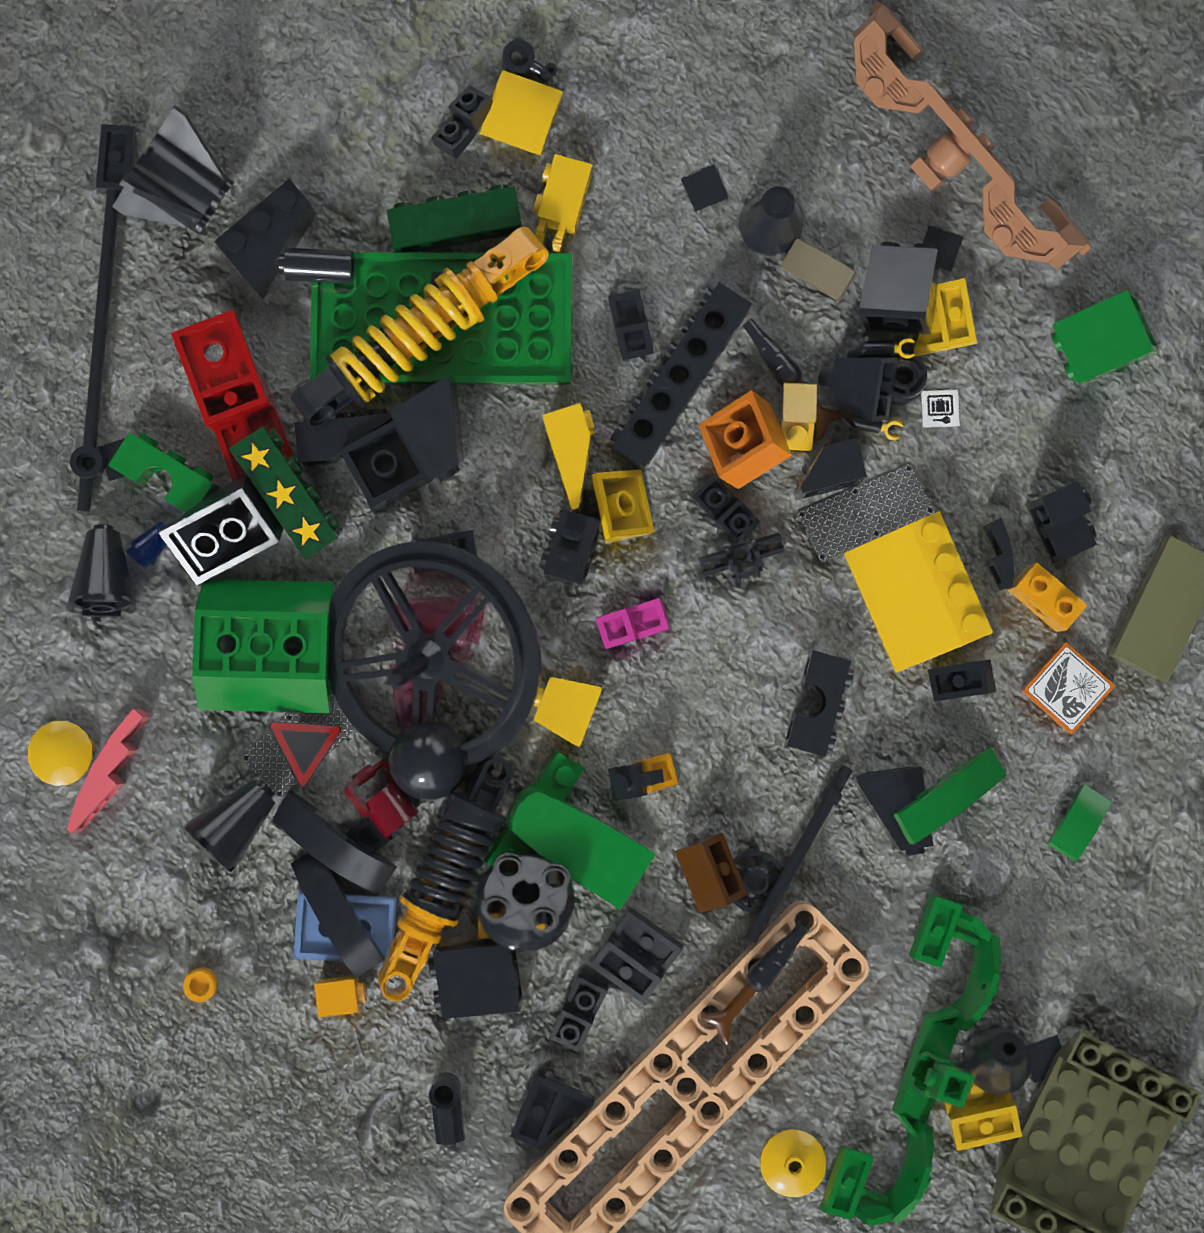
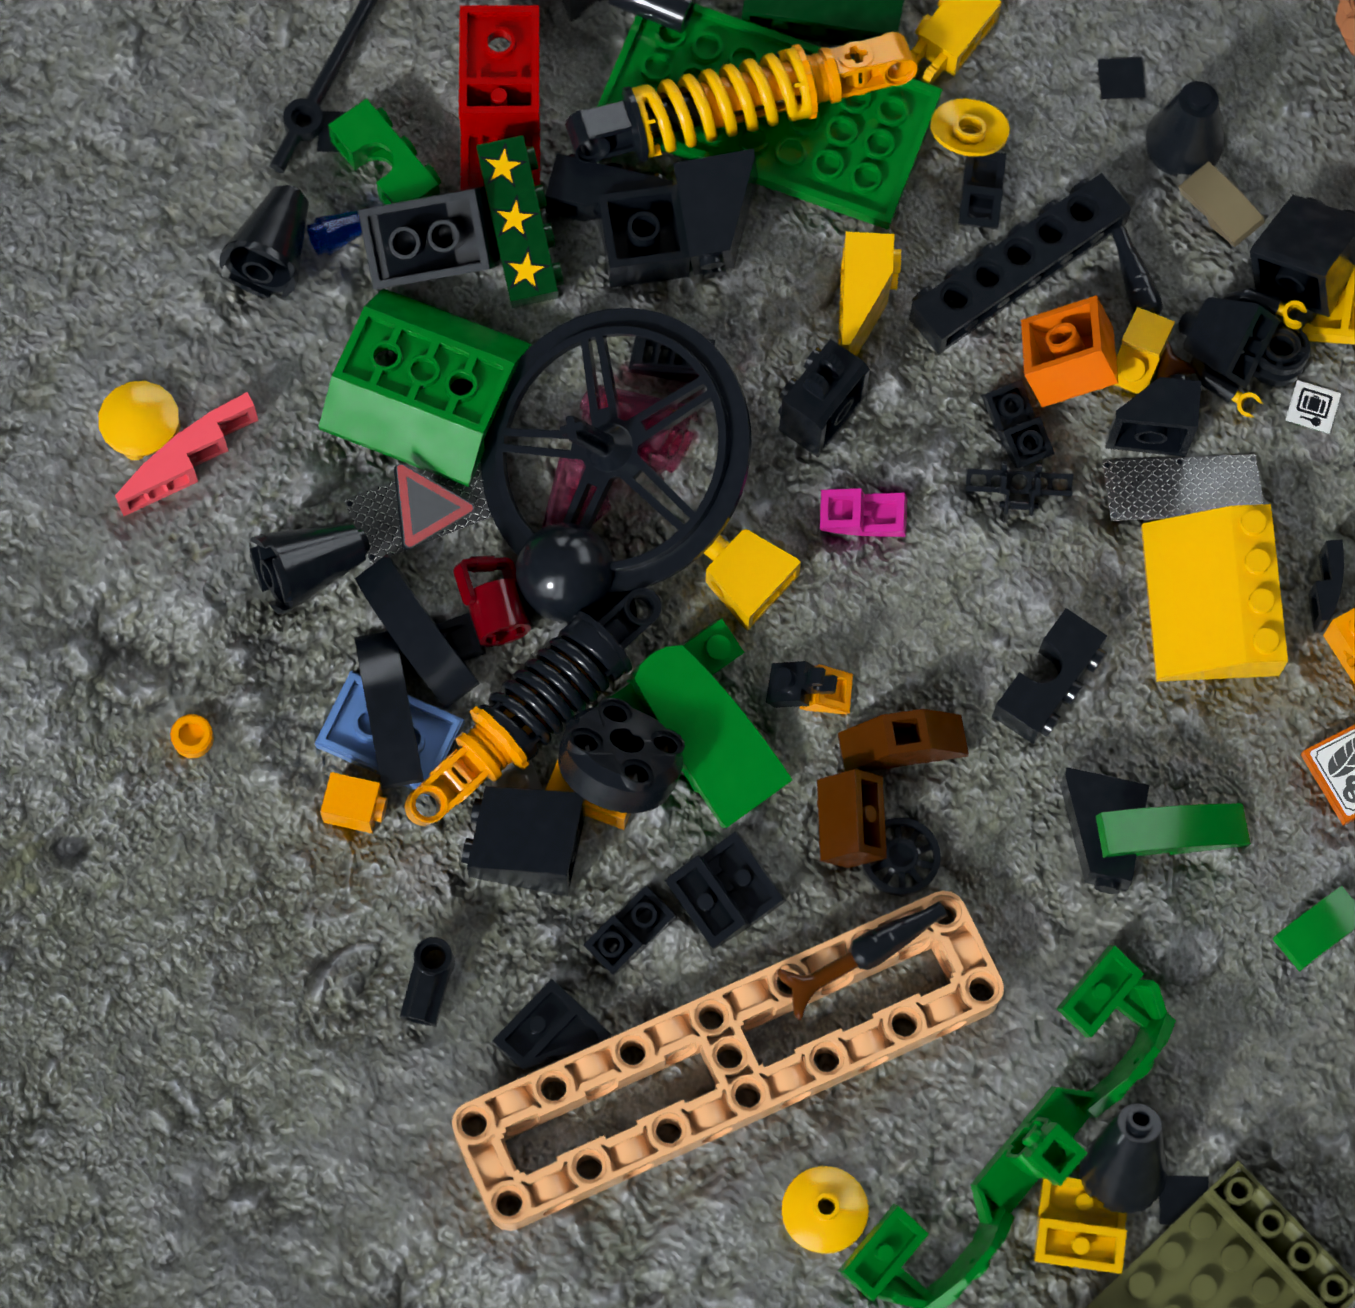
camera: 15 degrees right, 15 degrees down
(601, 268) = (970, 127): none -> yellow dish
(622, 504) = (899, 376): yellow slope -> none
(727, 796) = (903, 740): none -> reddish brown slope
(830, 797) = (1025, 792): black bar -> none
(962, 680) = (1233, 710): black slope -> none

